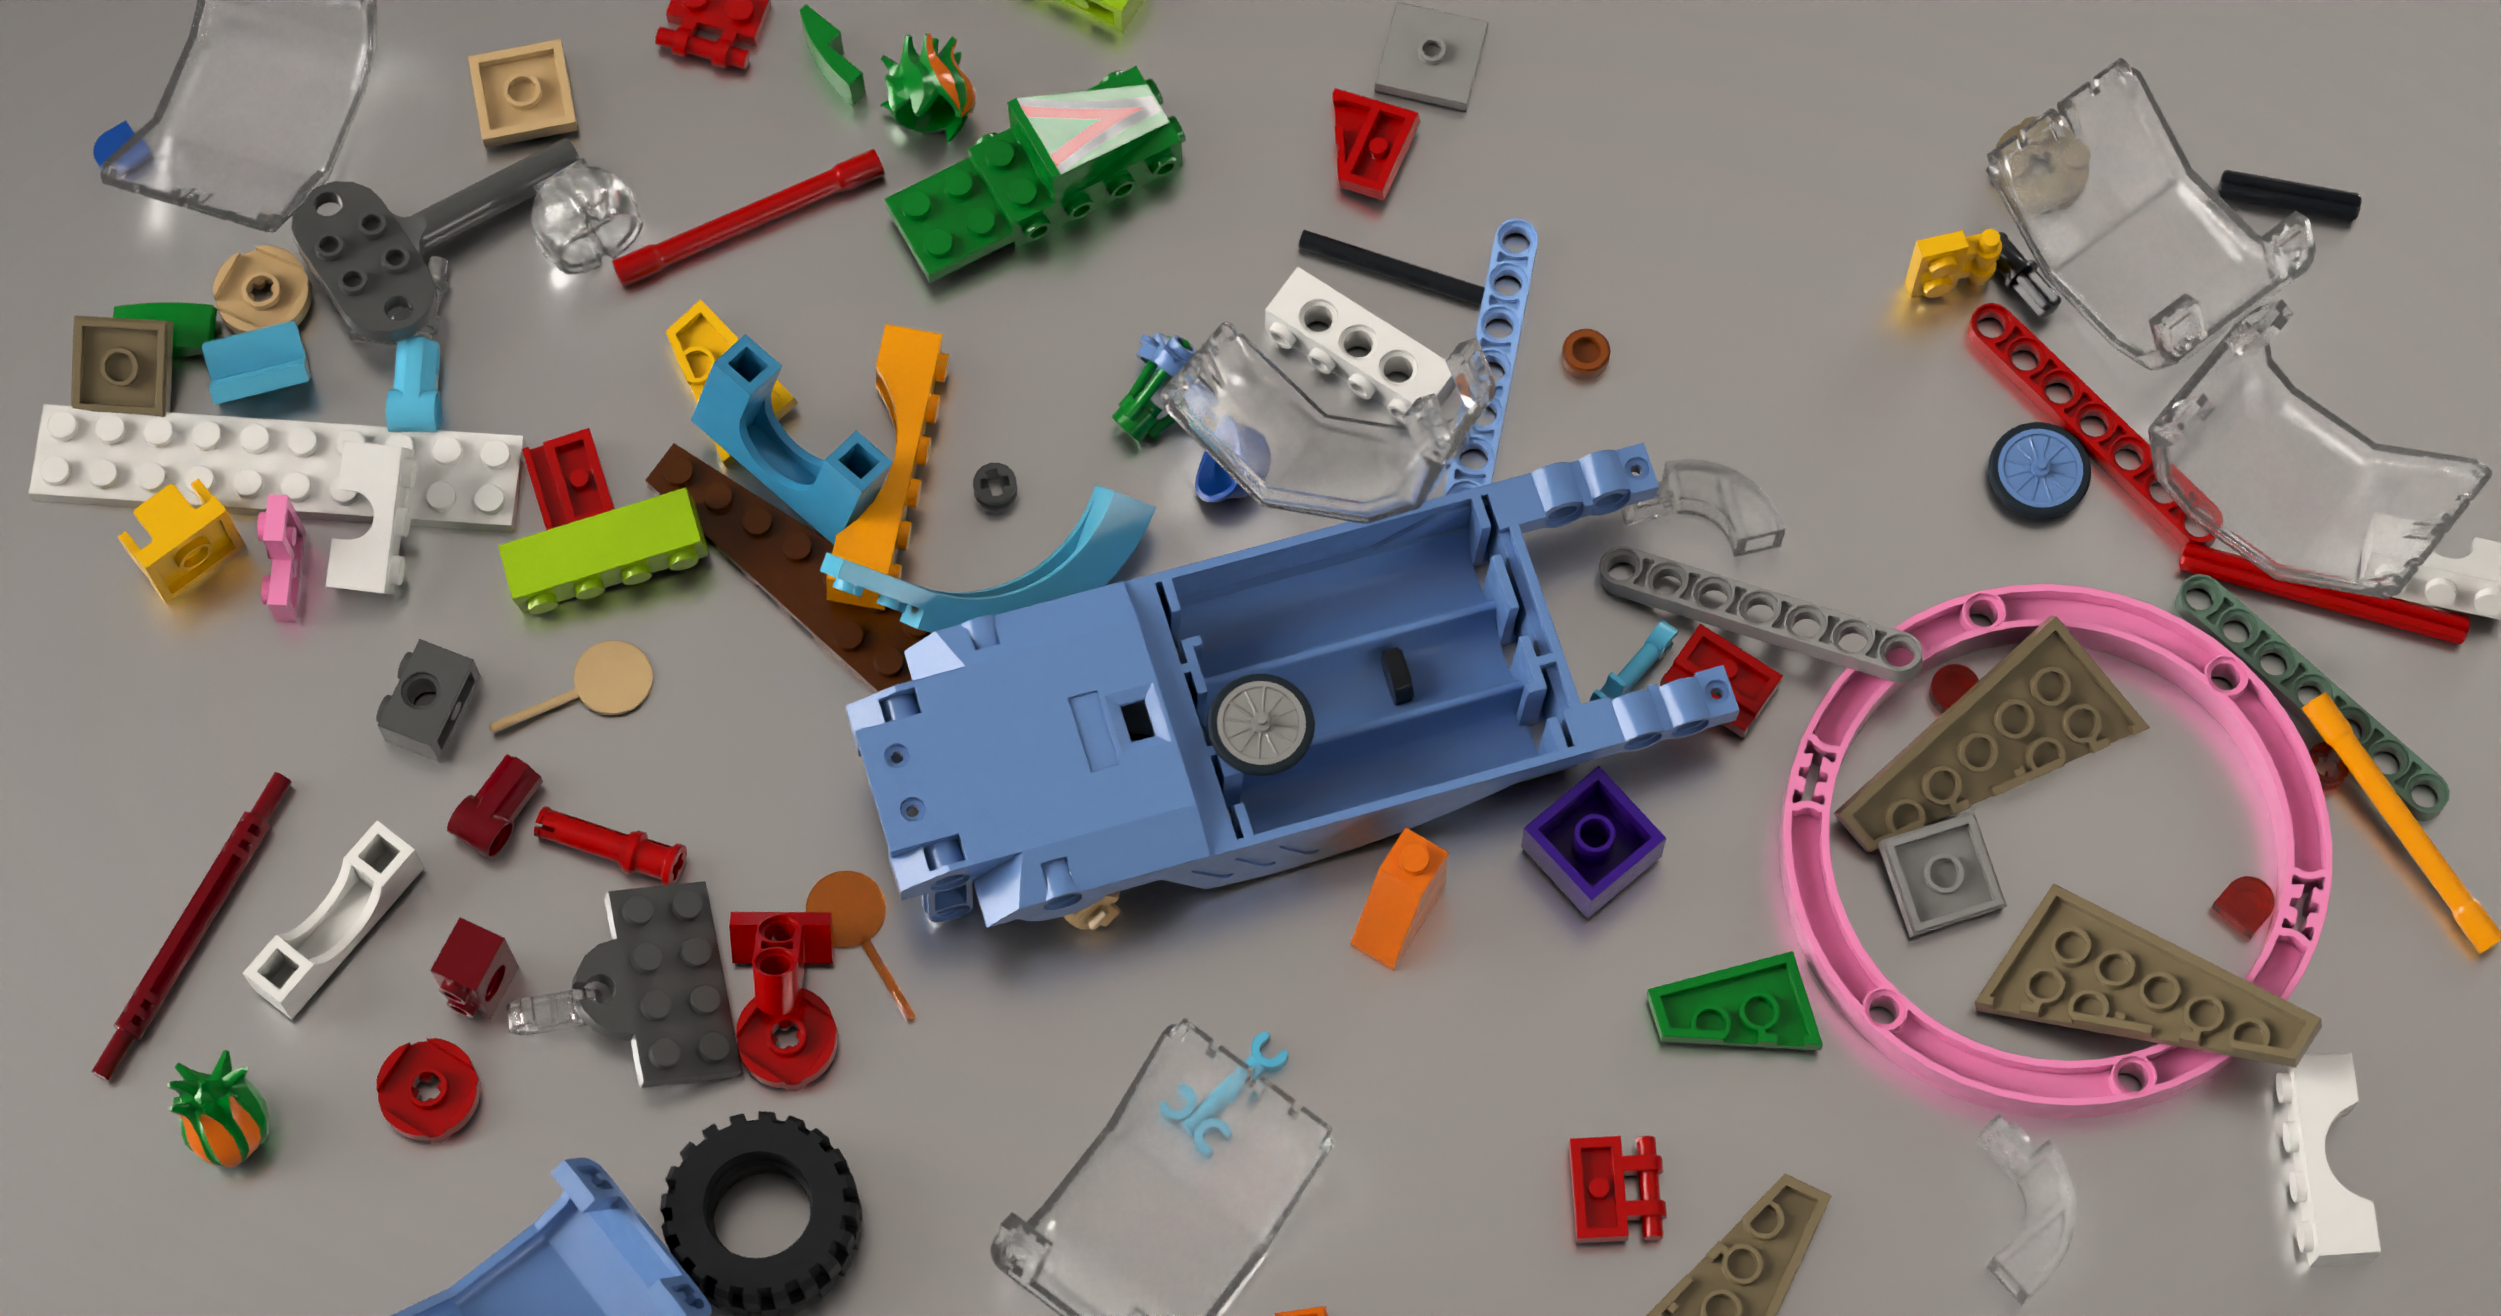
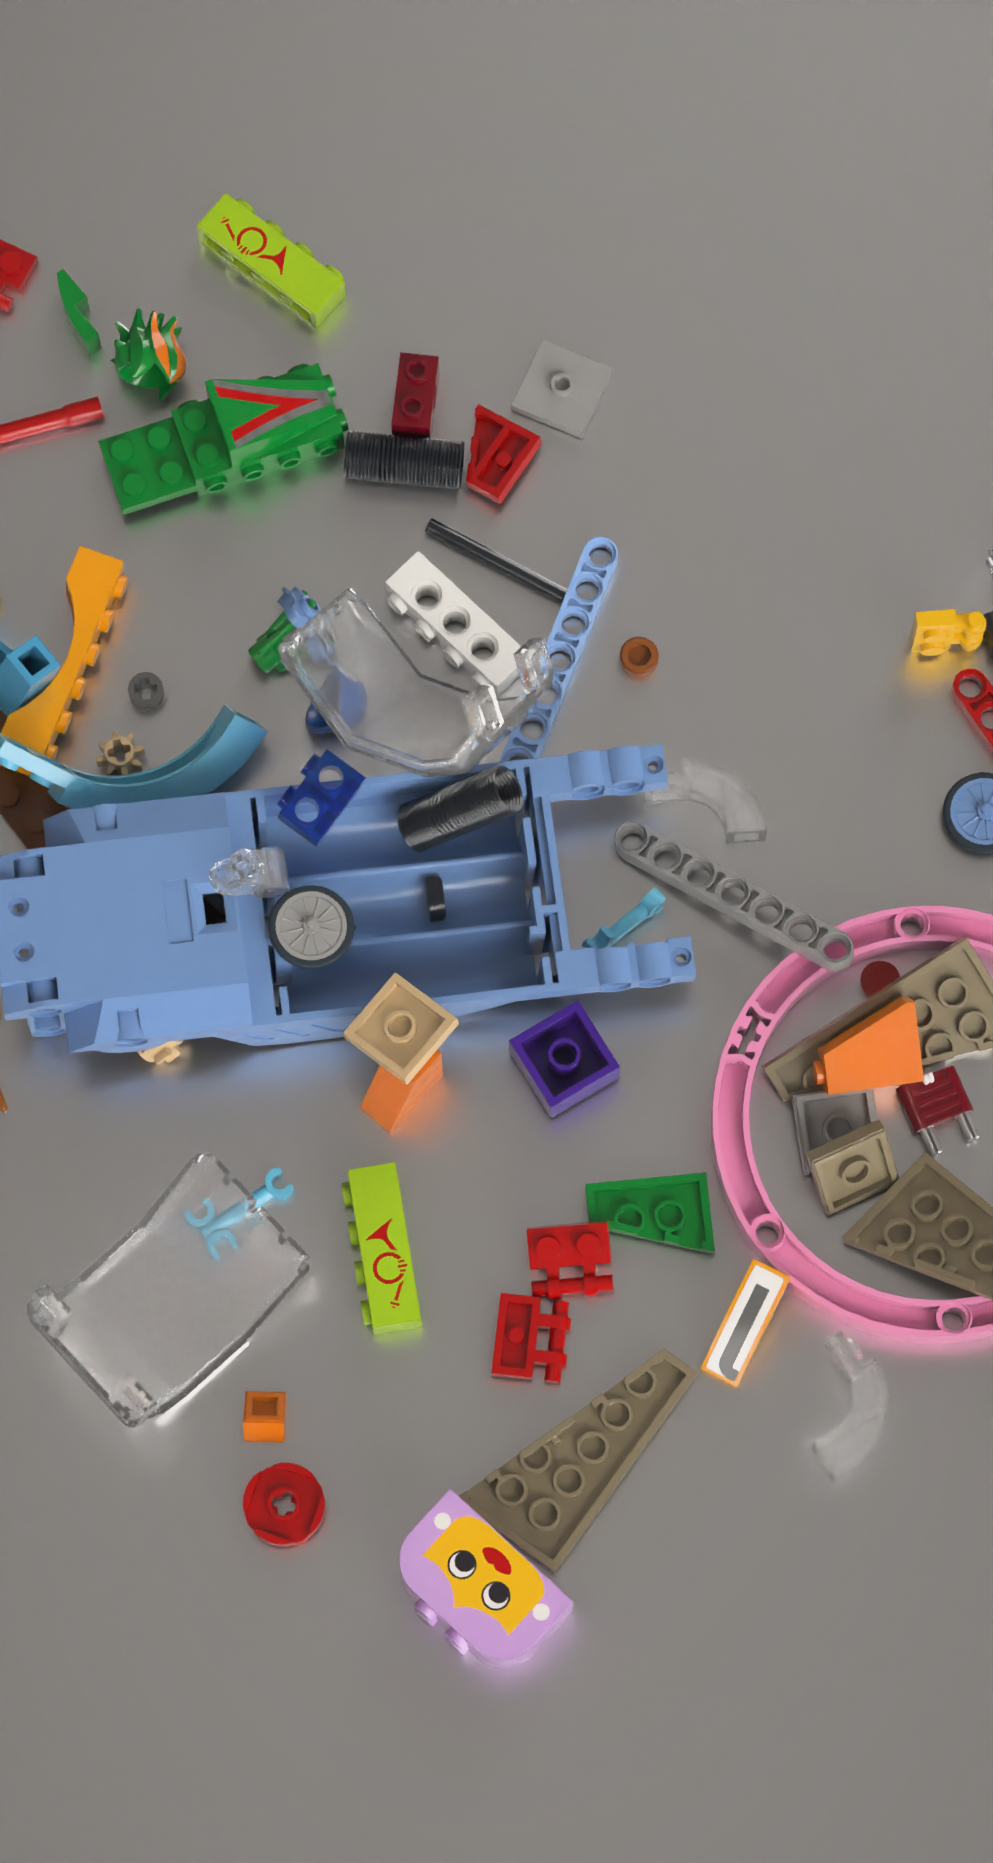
camera: 10 degrees right, 5 degrees up
(984, 555) = (118, 744): none -> tan gear
(1177, 670) = (251, 874): none -> clear piece
(1252, 571) = (327, 802): none -> clear blue brick
(1259, 92) = (415, 395): none -> dark red brick
(1266, 162) = (416, 460): none -> black piece
(1395, 828) = (401, 1028): none -> tan plate
(1415, 1109) = (383, 1247): none -> lime brick
(1419, 550) = (461, 807): none -> black piece
(1643, 1068) = (570, 1246): none -> red plate
(1749, 678) = (710, 944): red plate -> none
(1879, 1124) = (745, 1322): none -> slope
(1970, 771) = (873, 1052): none -> orange slope
(1972, 914) = (853, 1167): none -> dark tan plate
(2052, 822) = (937, 1102): none -> dark red piece

